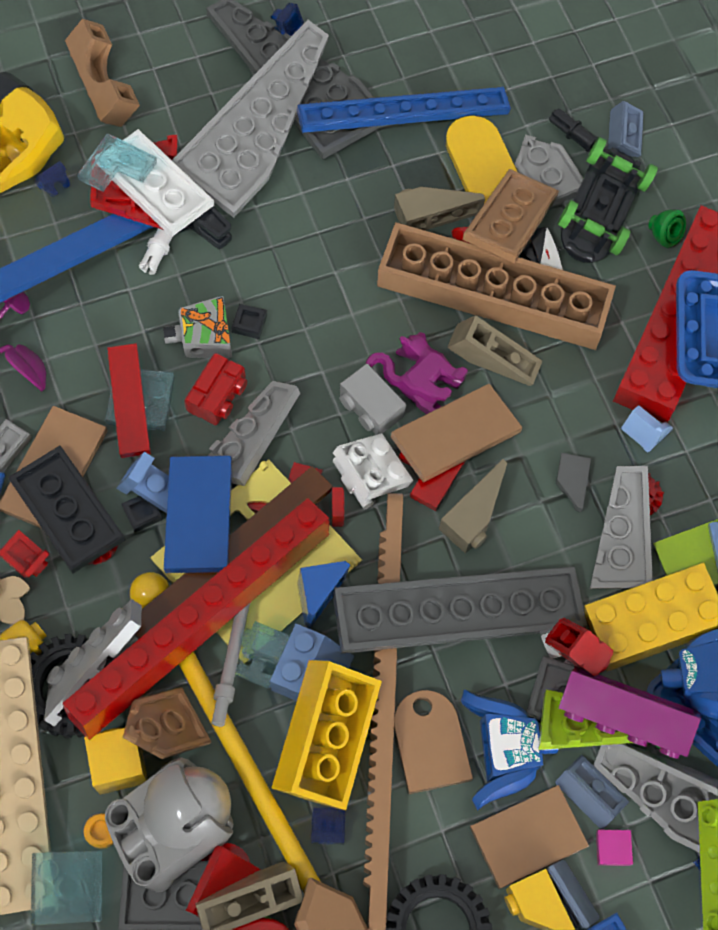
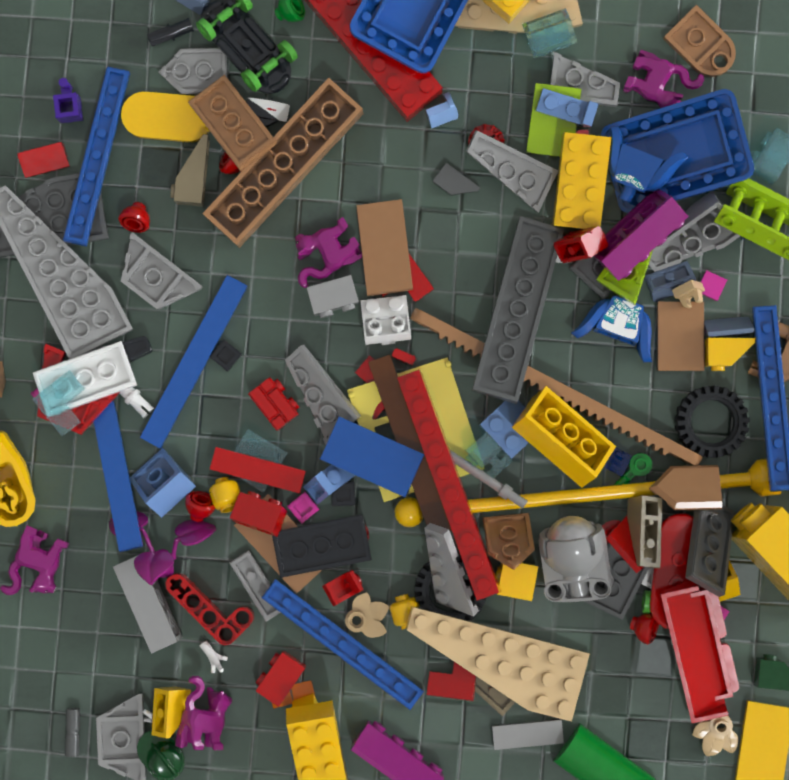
camera: 60 degrees left, 20 degrees up
(52, 175) = (33, 454): clear blue tile -> none
(61, 359) = (199, 505): none -> red brick
(66, 887) = (584, 641): clear light blue plate -> none
(70, 312) = (162, 482): none -> medium blue slope
(76, 420) = (258, 513): none -> red brick
(85, 381) = (224, 494): none -> yellow head
(97, 833) = (554, 609): light orange tile -> none
(106, 474) = (303, 507): none -> dark pink tile
(201, 329) = (221, 393): torso -> none
(236, 291) = (193, 361): none -> blue tile
(303, 215) = (155, 276): none -> light grey wing
(316, 588) = (463, 398): blue slope -> none
(336, 858) = (639, 465): none -> green plate
(357, 170) = (135, 218): none -> red brick
(375, 68) = (43, 159): none -> red slope
(431, 744) = (594, 370): medium nougat tile -> none
(443, 62) = (67, 104): none -> dark purple brick
(470, 517) = (451, 265): dark tan slope -> none
(494, 351) = (334, 189): dark tan slope -> none
(592, 816) = (687, 291): none -> tan tile

